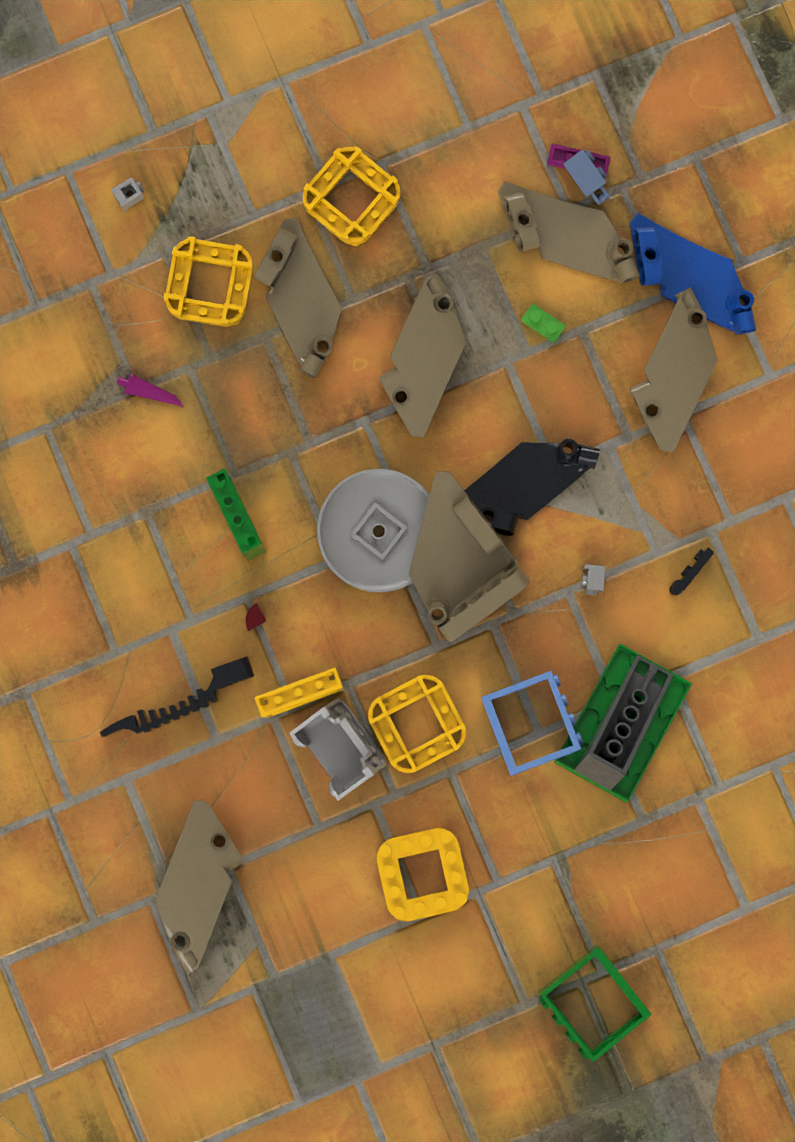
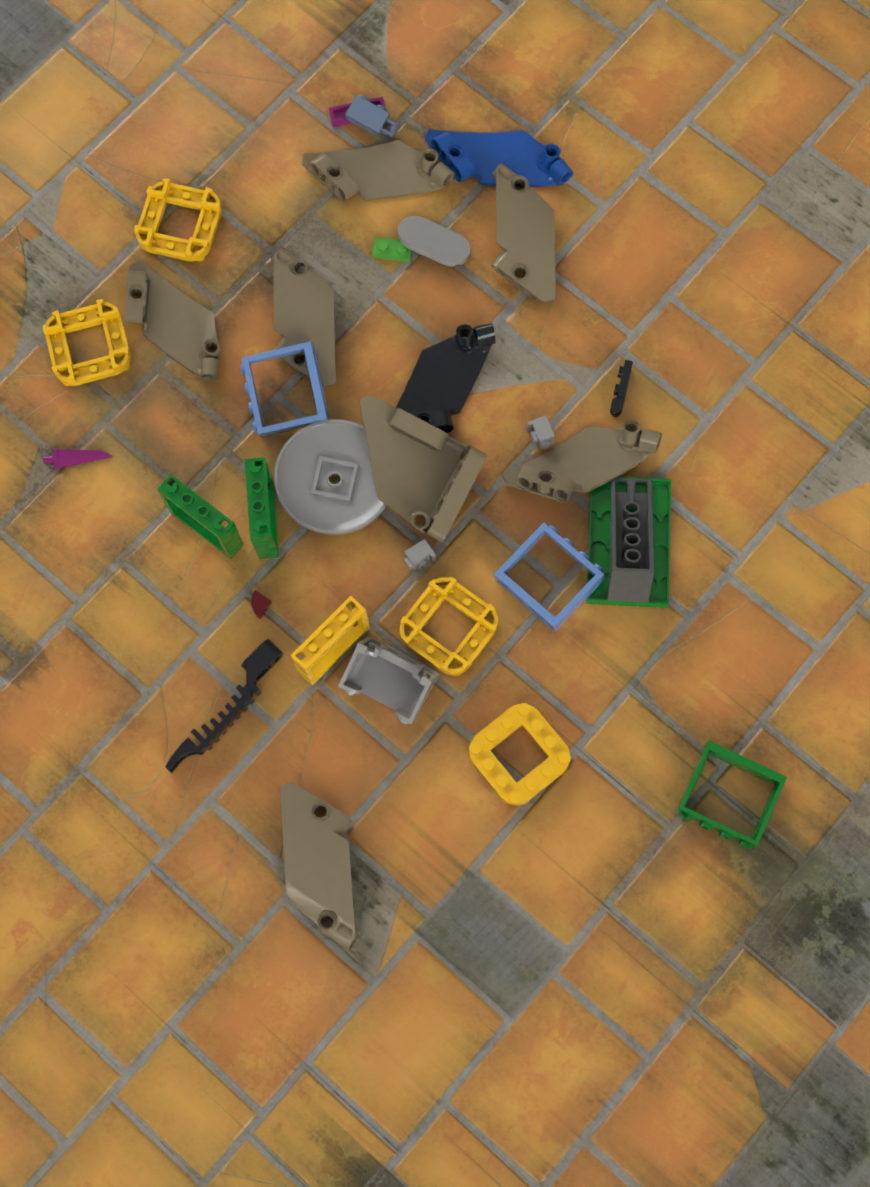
camera: 20 degrees left, 10 degrees down
(295, 533) = (261, 508): none -> green window
(404, 431) = (316, 382): none -> medium blue window
(421, 644) = (419, 555): none -> light grey brick
(586, 335) = (433, 241): none -> light grey tile
(619, 627) = (585, 461): none -> dark tan panel

